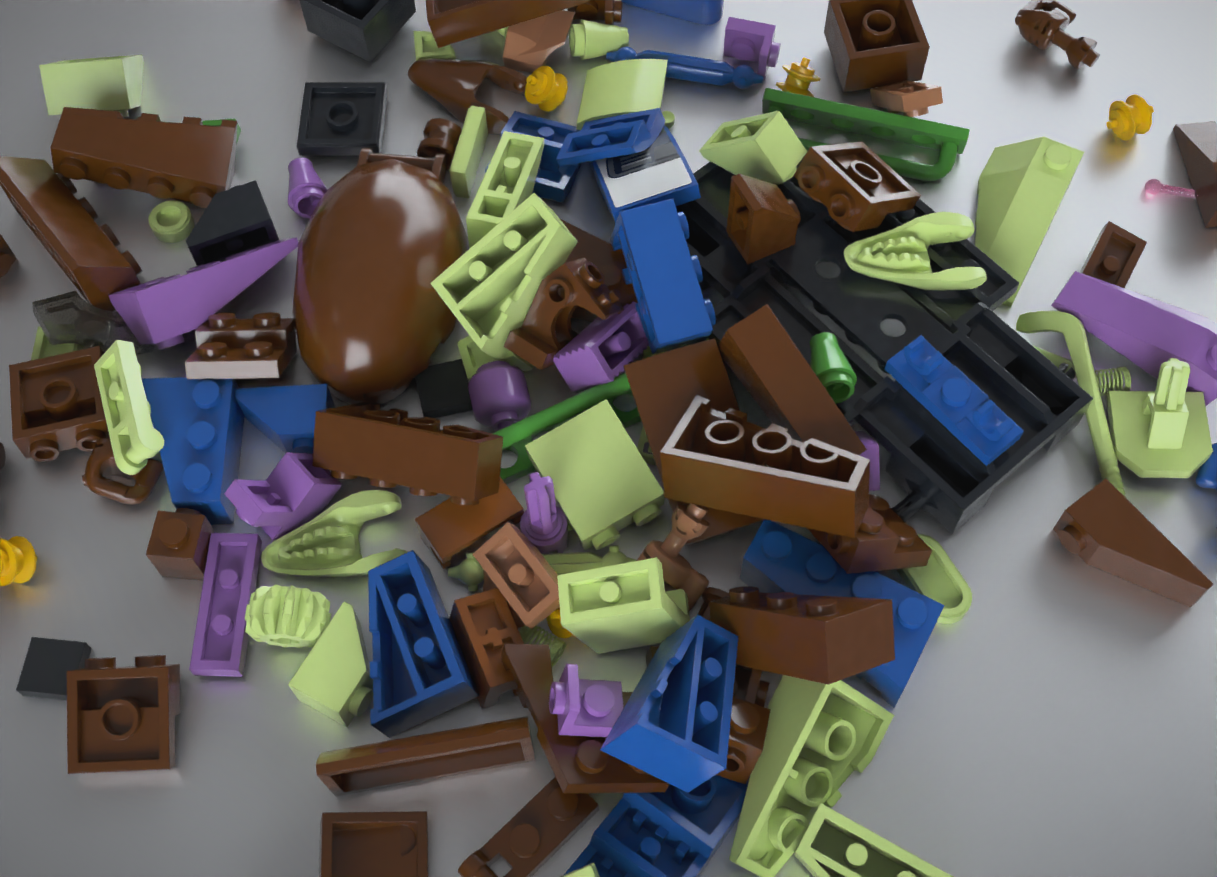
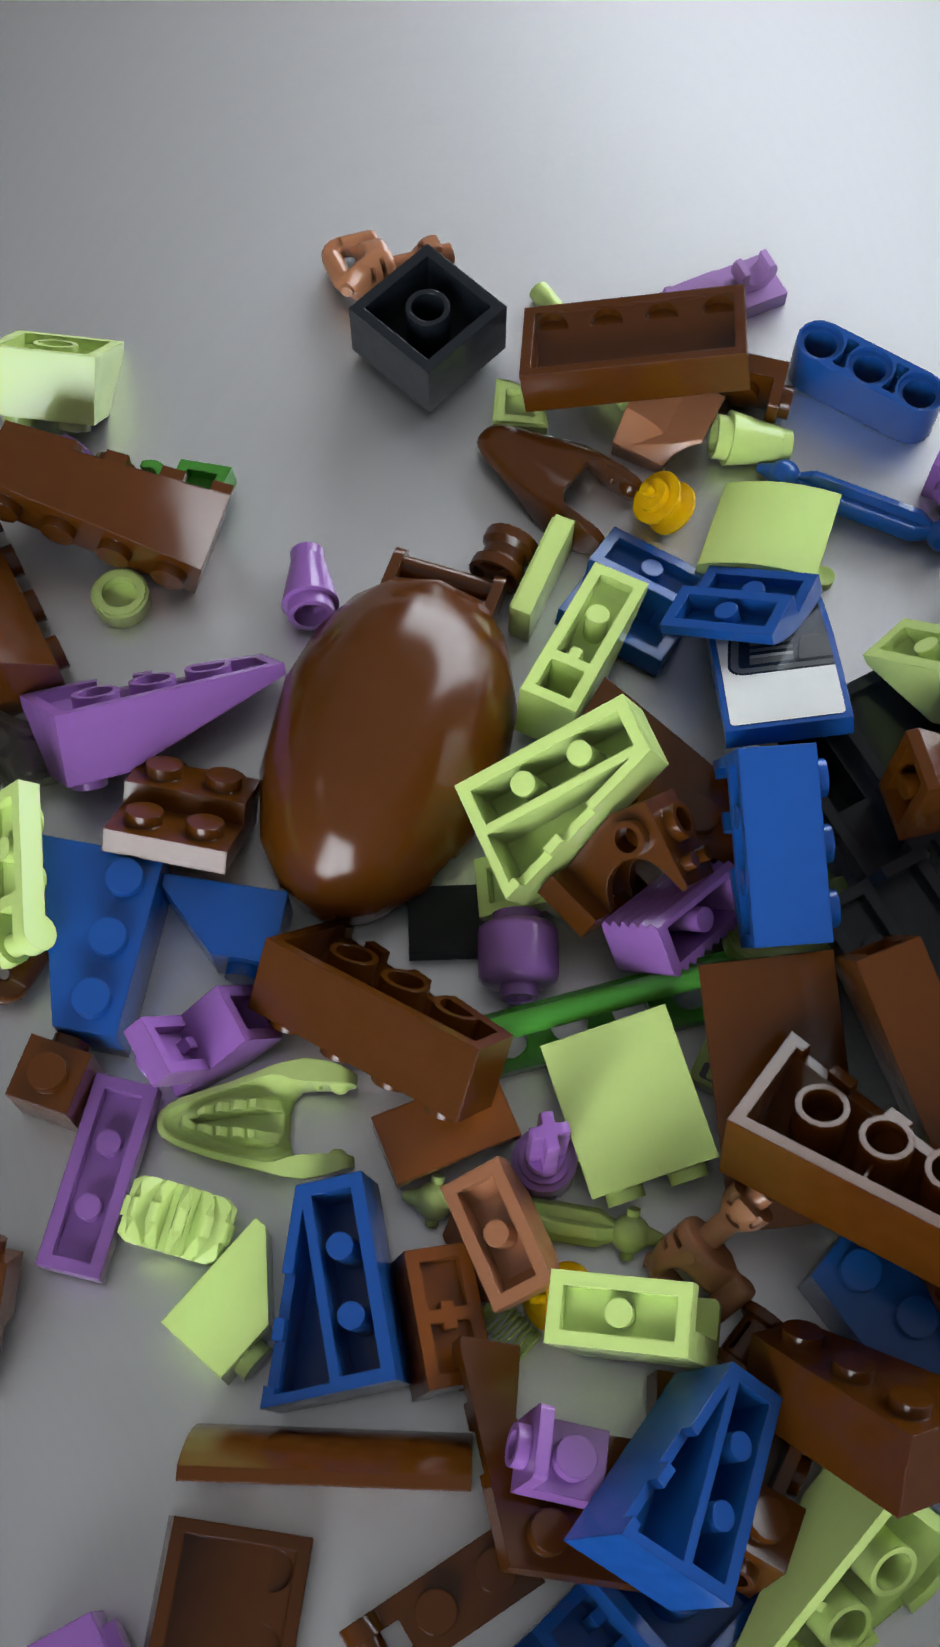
camera: 10 degrees right, 5 degrees up
(231, 224) = (201, 623): black slope -> none
(341, 118) = (376, 492): black plate -> none

